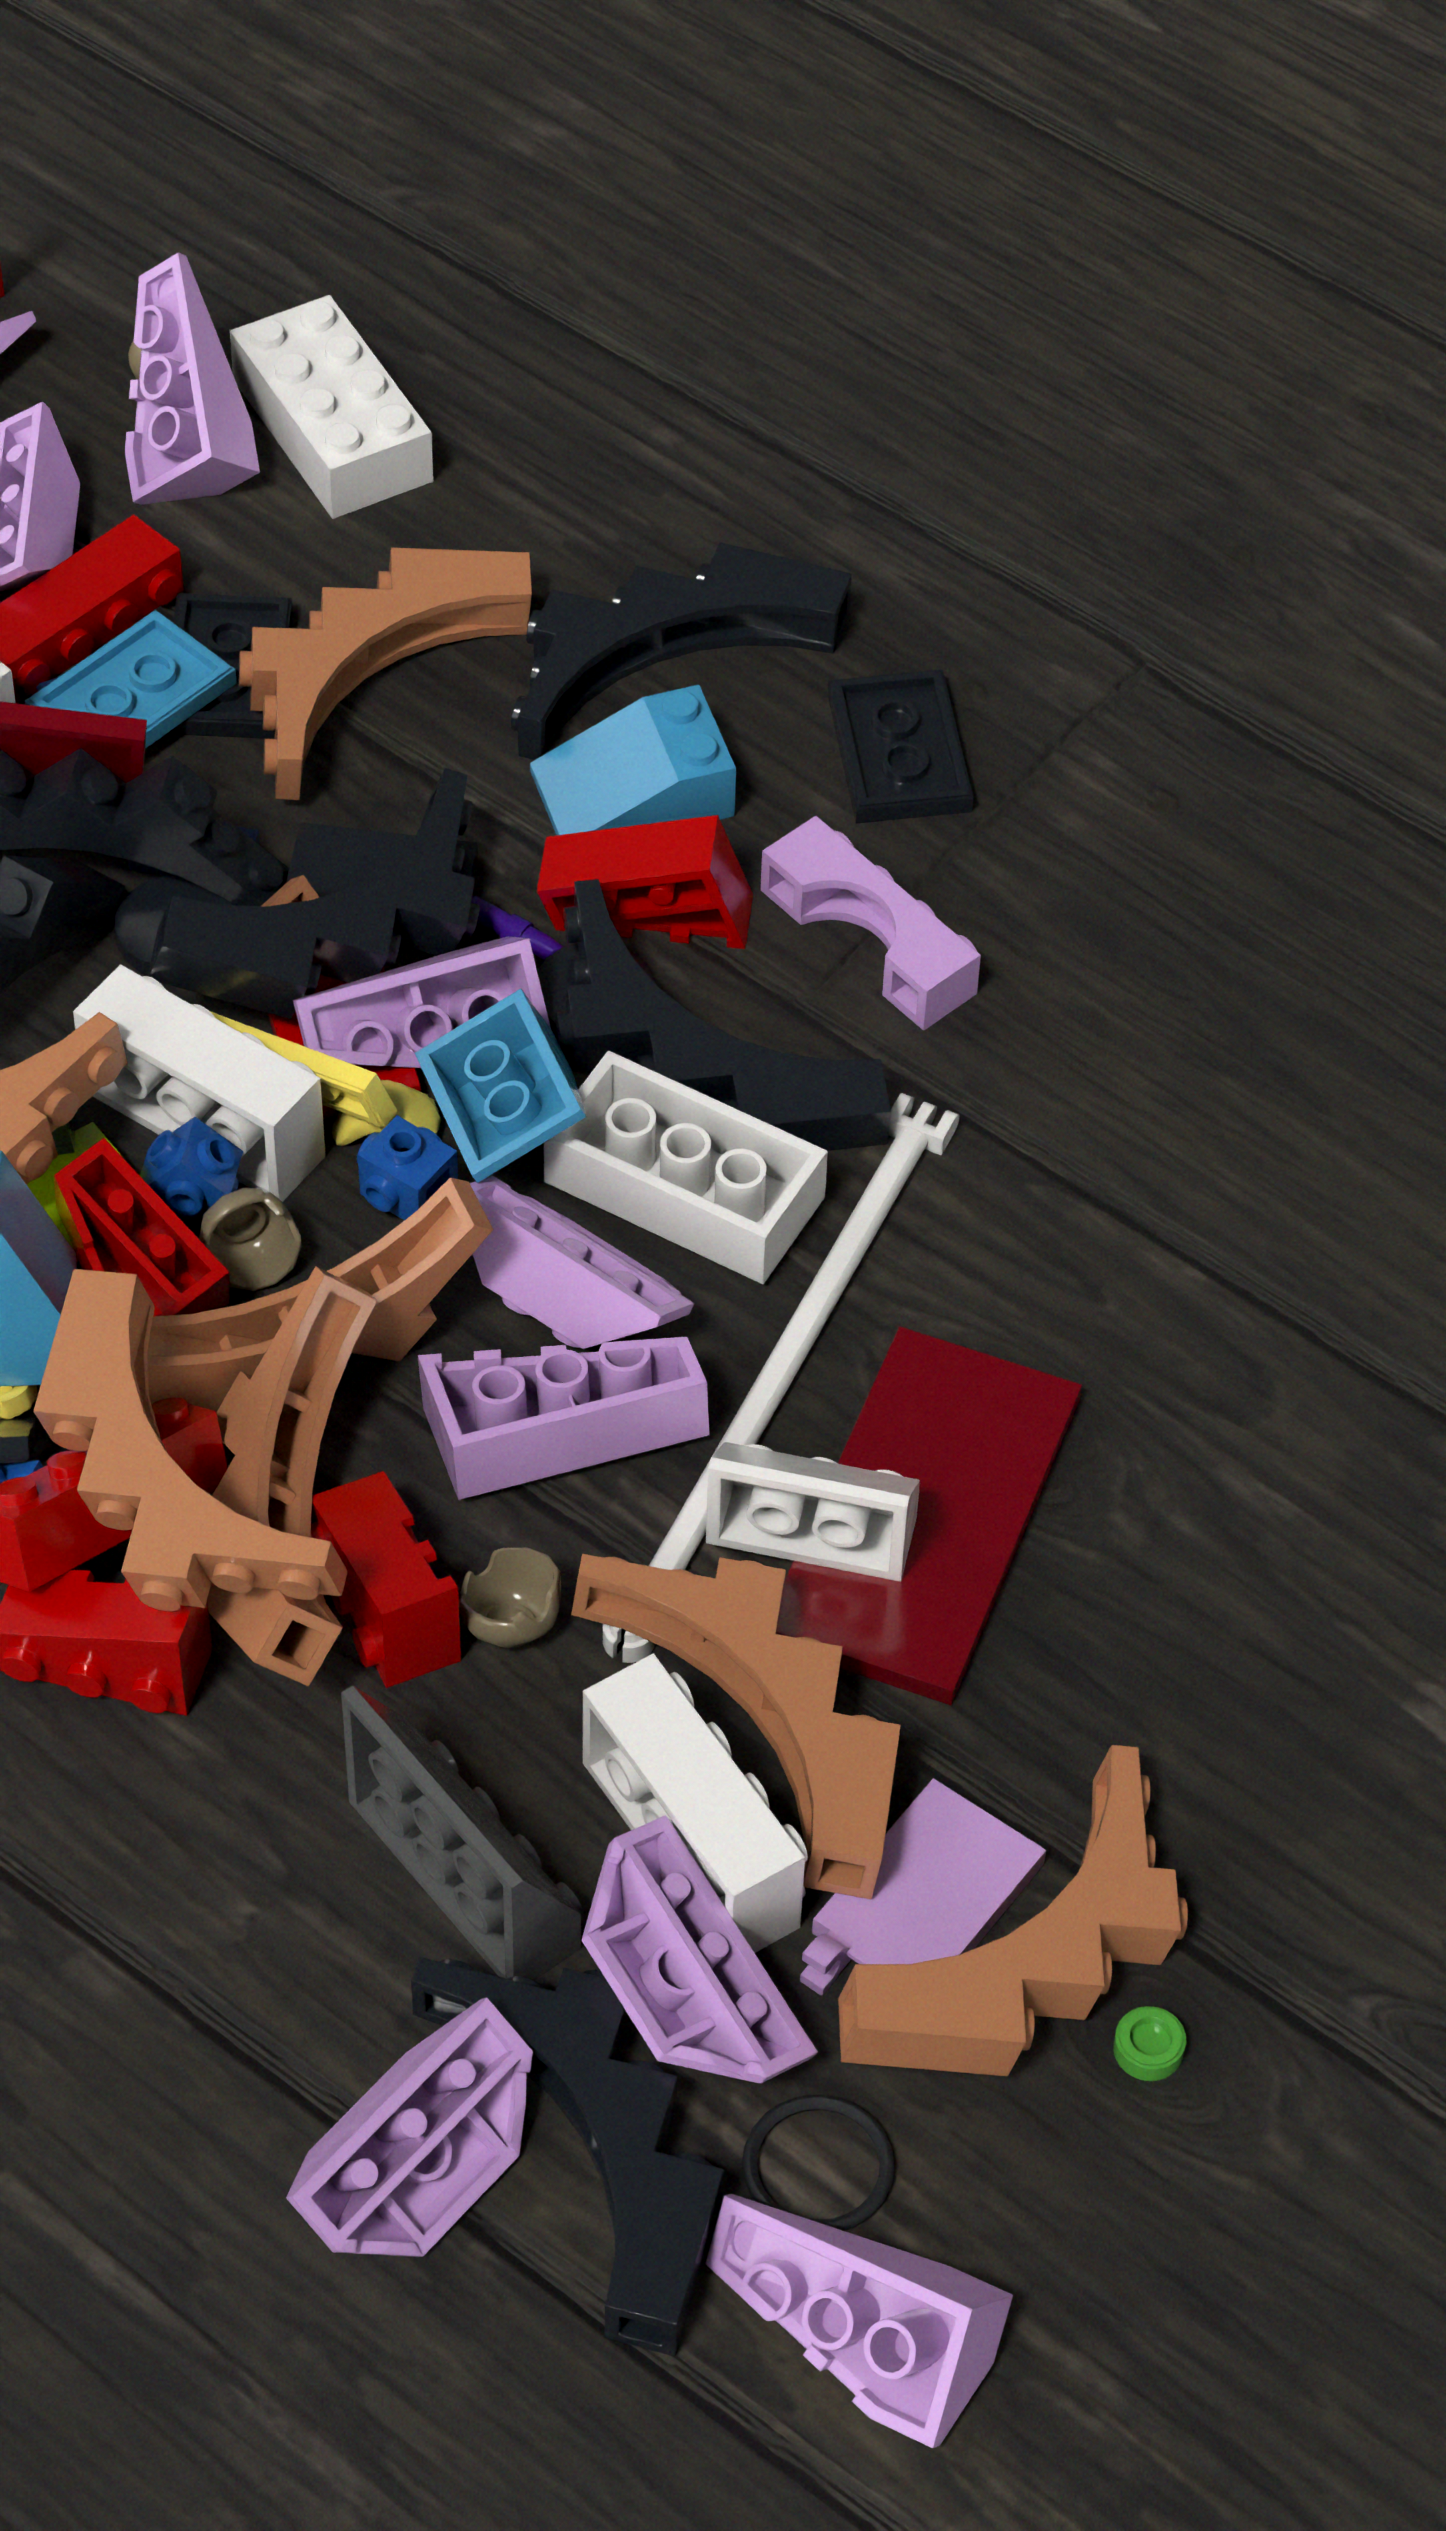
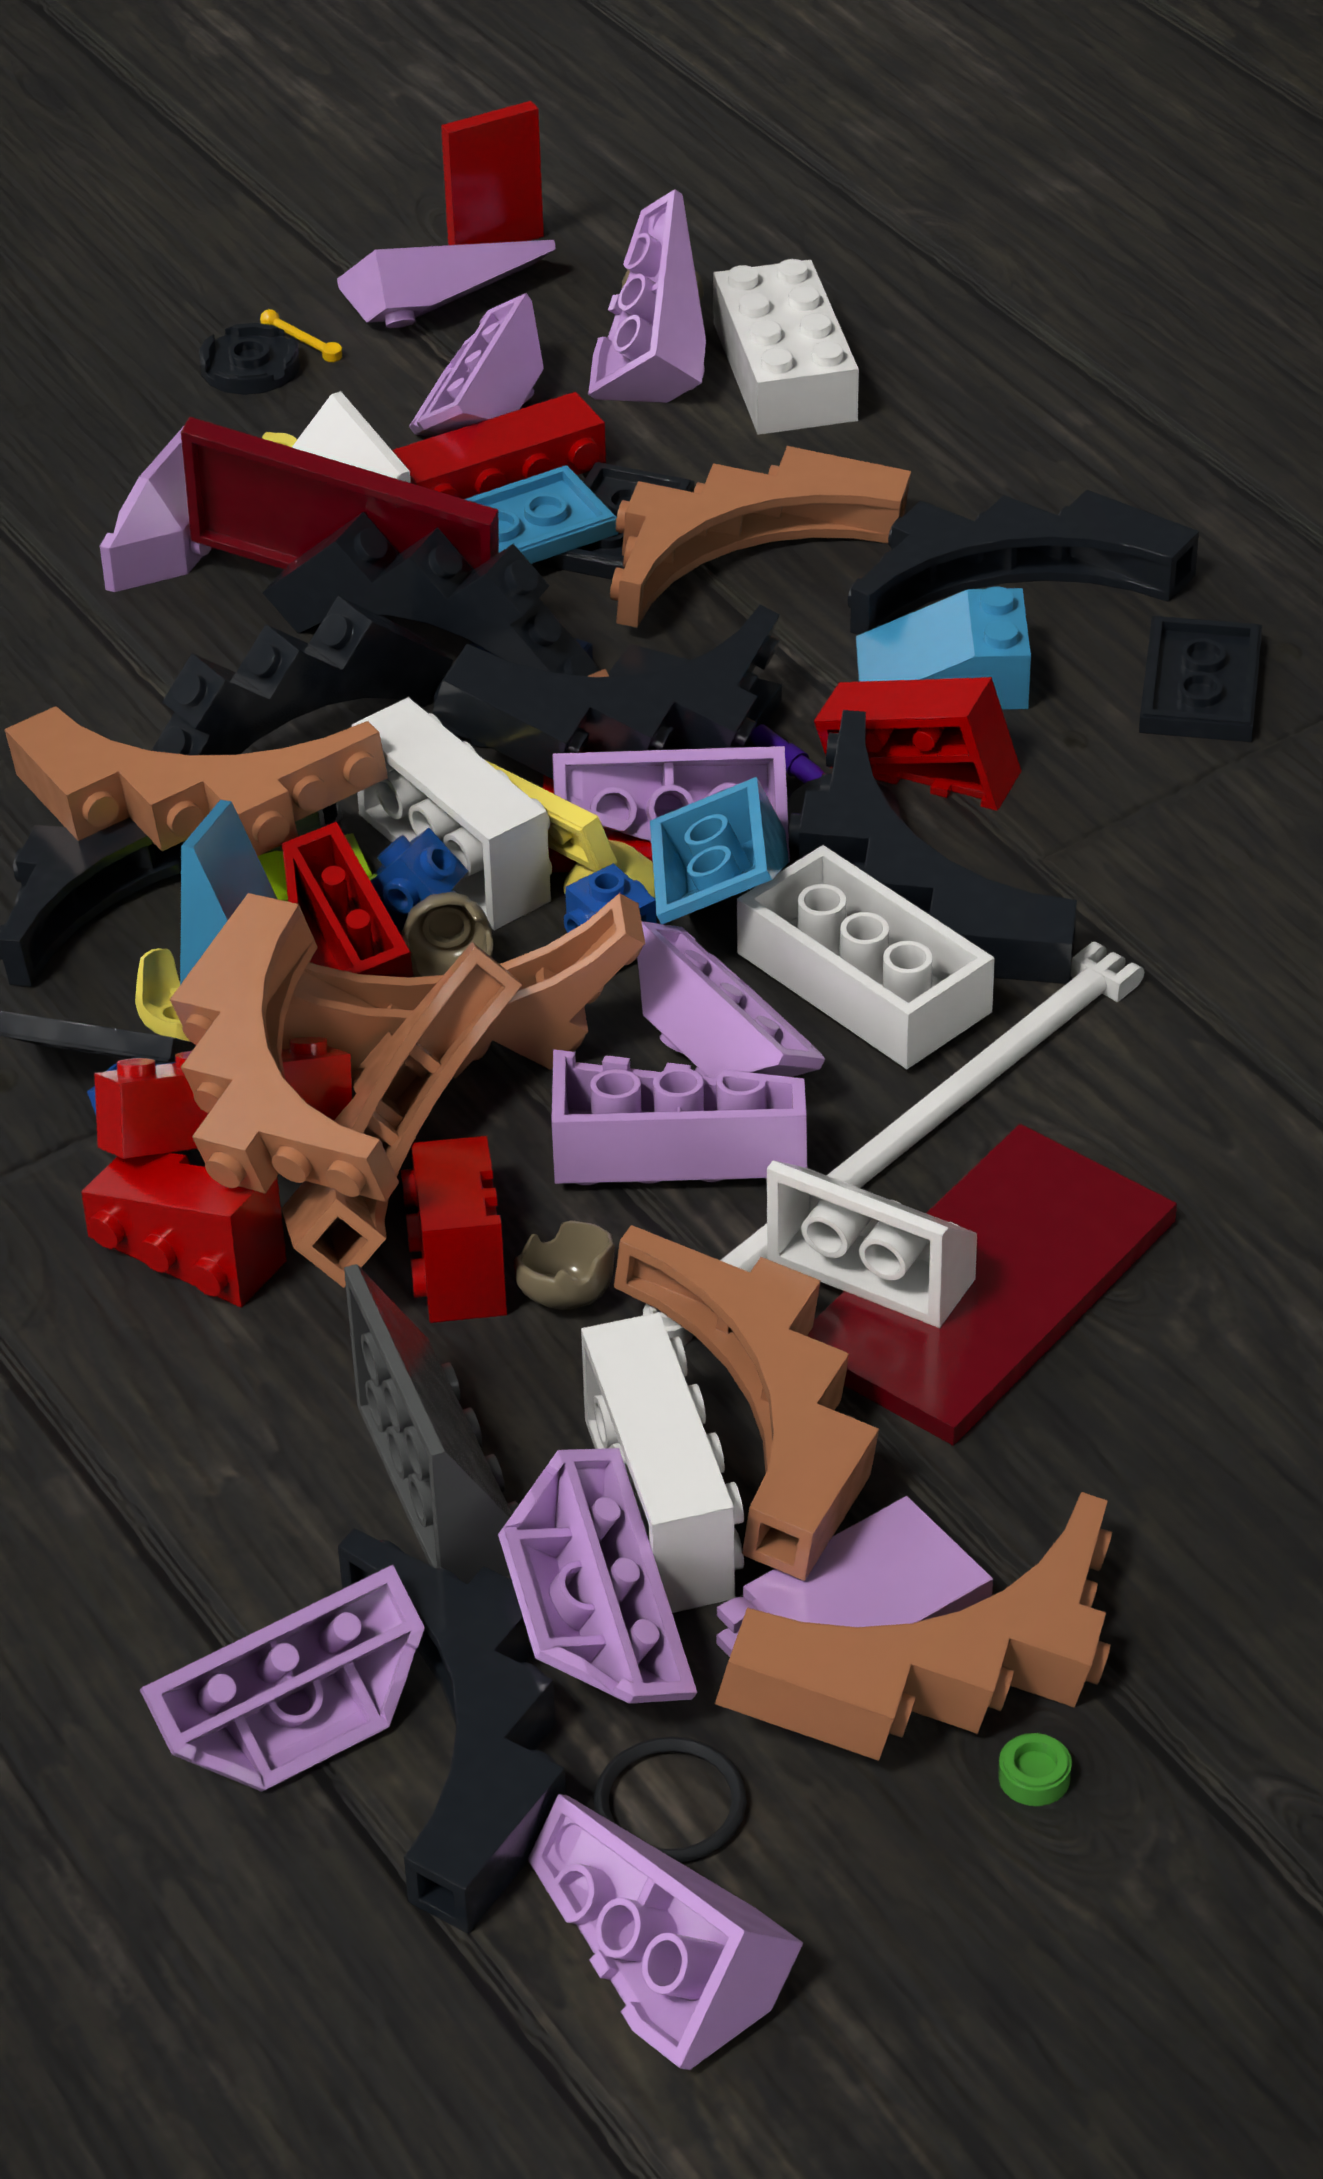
camera: 20 degrees right, 10 degrees down
(823, 877) = (1088, 762): lavender arch -> none

